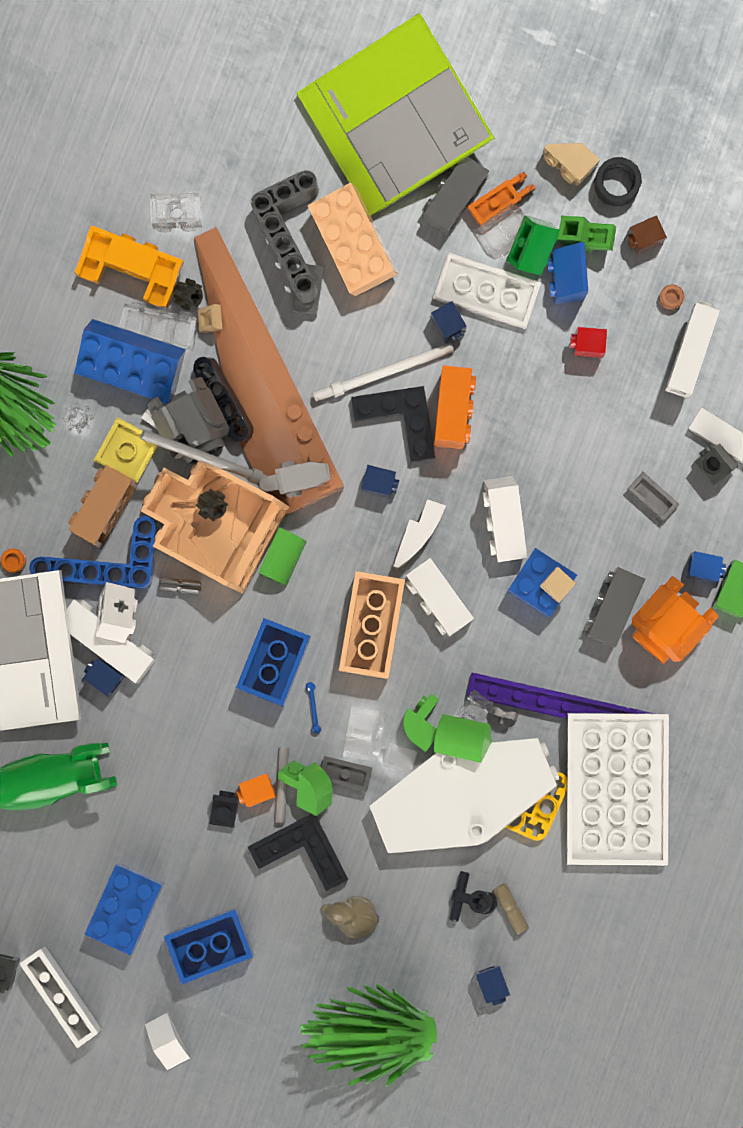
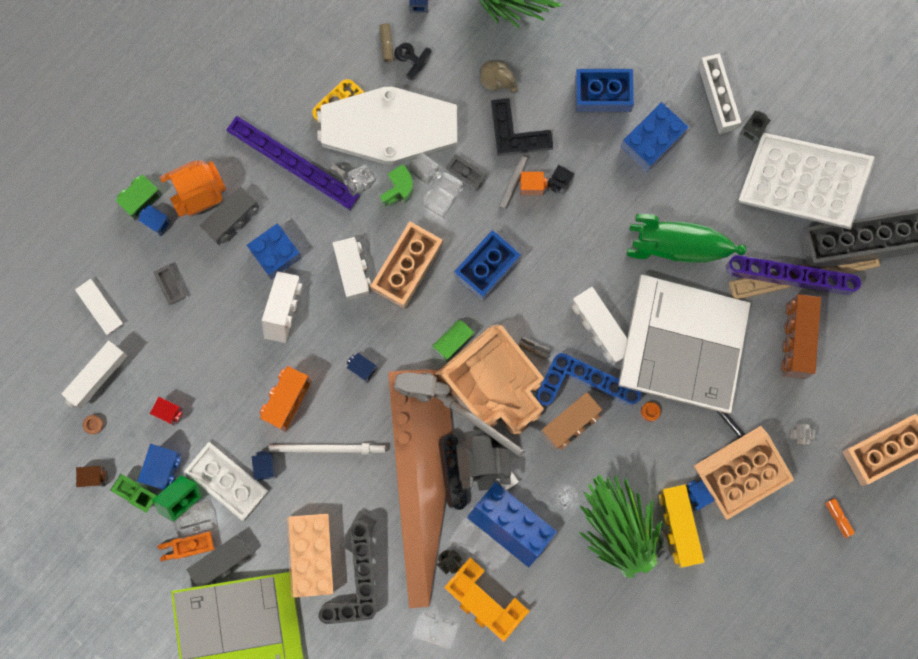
camera: 160 degrees left, 5 degrees down
(103, 677) = (614, 301): dark blue brick -> none
(116, 612) = (588, 340): white brick -> none
(125, 450) = (538, 462): light yellow tile -> none
(166, 1041) = (656, 42): white slope -> none
(209, 318) = (440, 537): tan tile -> none
(211, 504) = (490, 393): pearl dark grey gear -> none
(312, 786) = (492, 172): bright green brick -> none
(316, 728) = (467, 242): blue hinge -> none
(405, 402) = (319, 420): black plate -> none
(419, 532) = (347, 319): white slope -> none
(462, 738) = (373, 160): bright green brick -> none
(557, 584) = (262, 241): tan tile -> none
(572, 160) = (120, 555): tan slope -> none
(617, 789) = (280, 93): white plate -> none
(625, 164) = (78, 526): black tyre -> none
(715, 474) = (114, 281): pearl dark grey brick -> none

